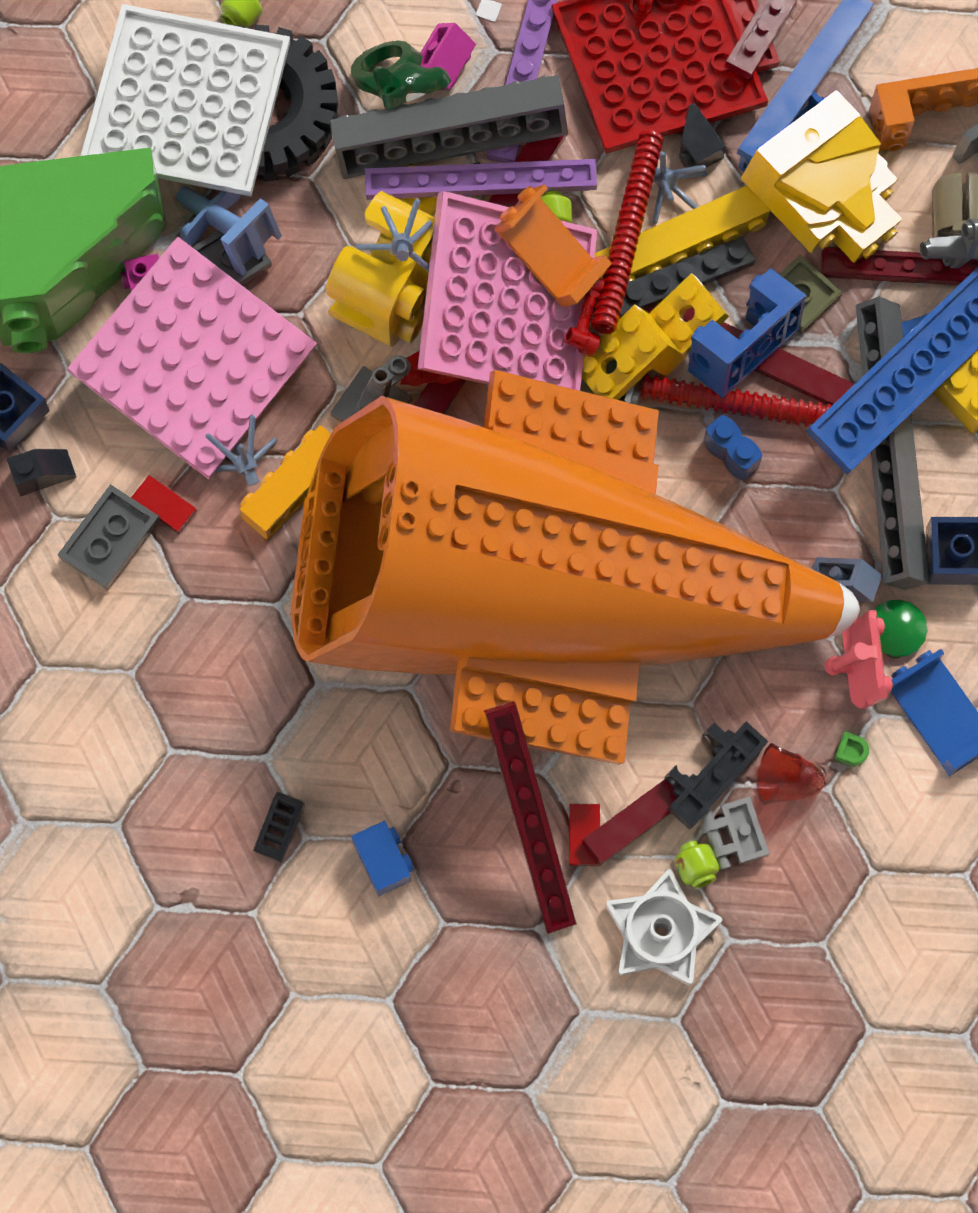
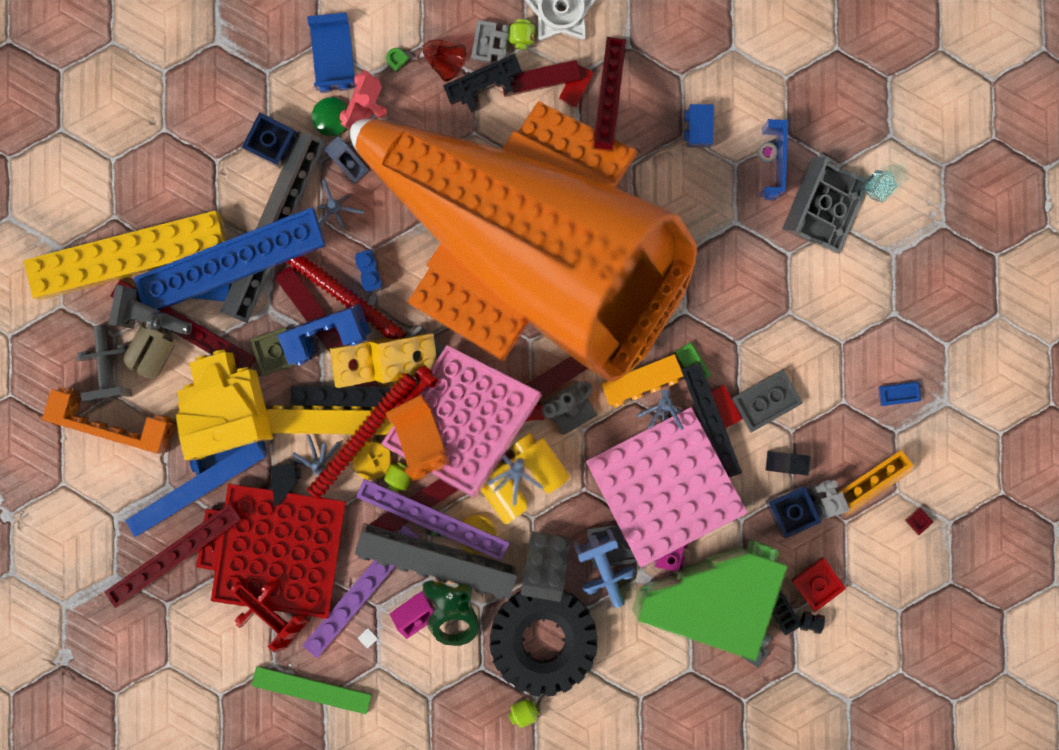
camera: 150 degrees left, 15 degrees up
(85, 899) = (880, 185): none -> clear light blue brick
(150, 838) = (825, 205): none -> dark grey piece
(173, 474) = (711, 418): none -> black plate
(191, 94) = (591, 659): white plate -> none
(234, 539) = (688, 356): none -> bright green tile
(268, 873) = (767, 152): none -> tile
(273, 903) = (778, 128): none -> blue panel
(290, 802) = (737, 186): black slope -> none
(303, 185) = (546, 566): none -> dark grey brick
(600, 213) = (372, 461): none -> yellow tile
(825, 501) = (333, 206): none -> sand blue plant

